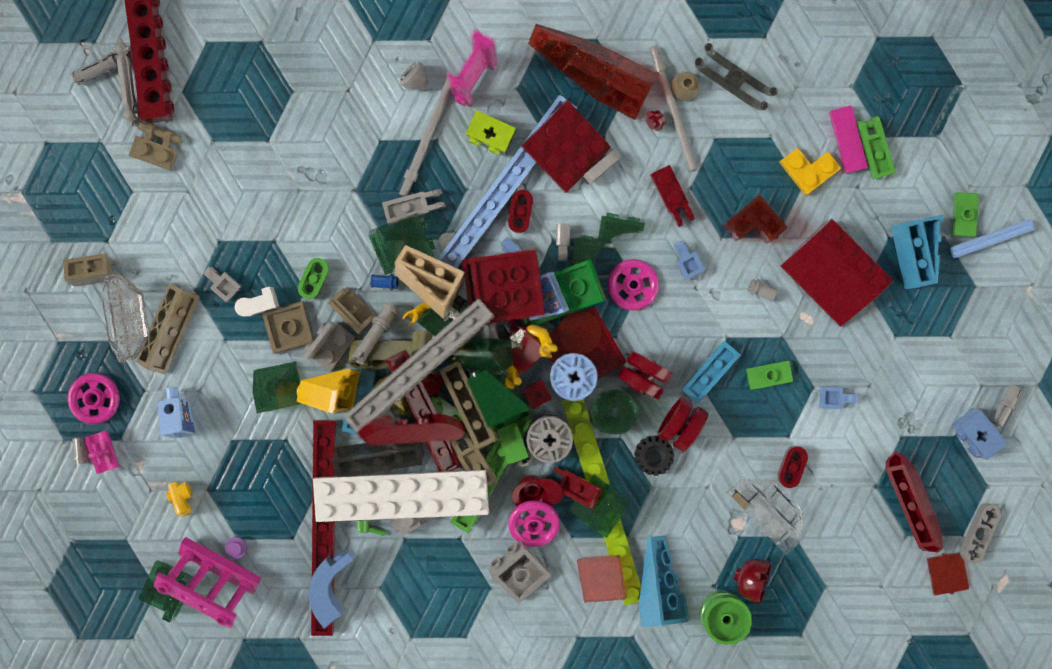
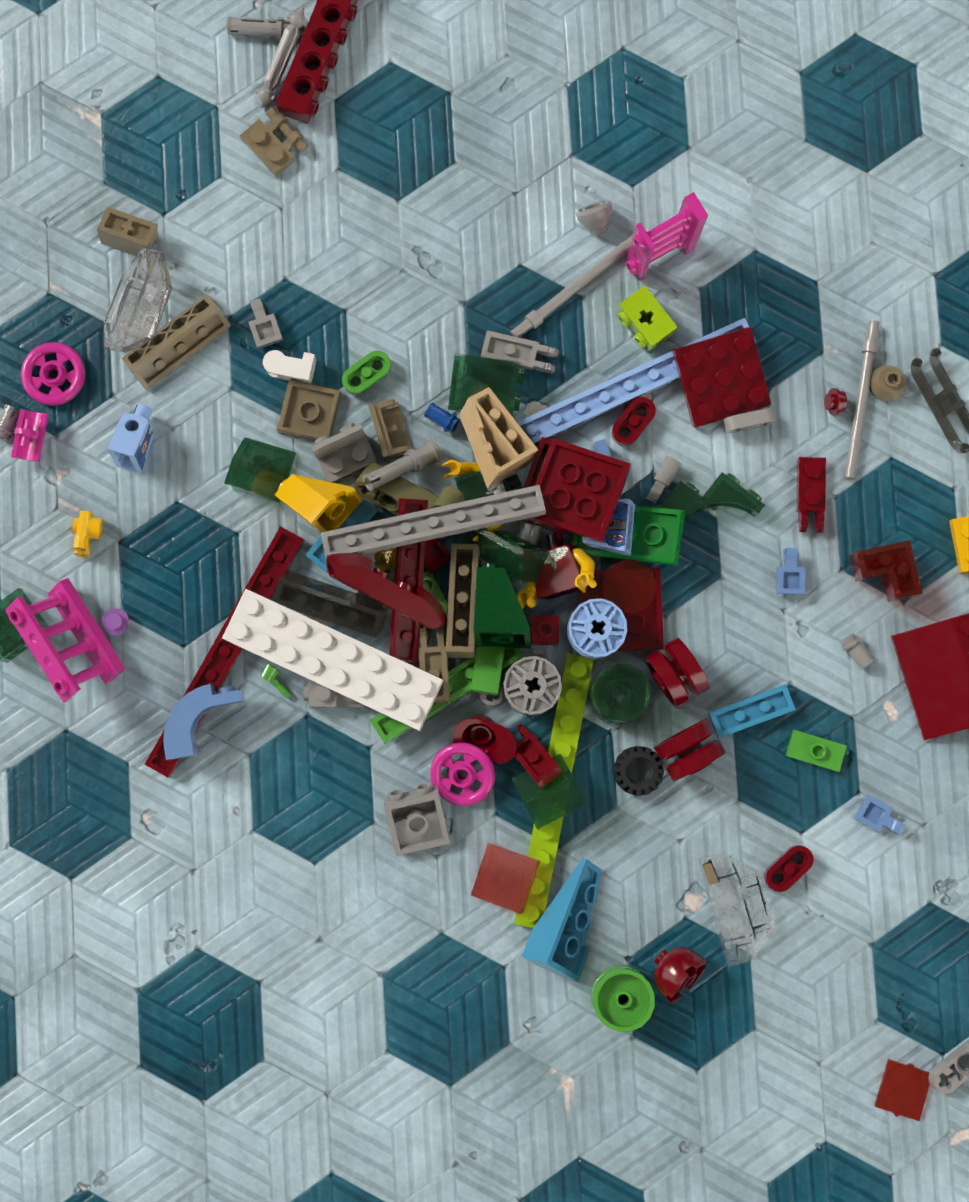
camera: 30 degrees right, 5 degrees down
(596, 69) = (799, 312): clear red wedge -> none
(649, 293) = (702, 586): dark pink plate -> none
(914, 503) = (907, 984): dark red brick -> none

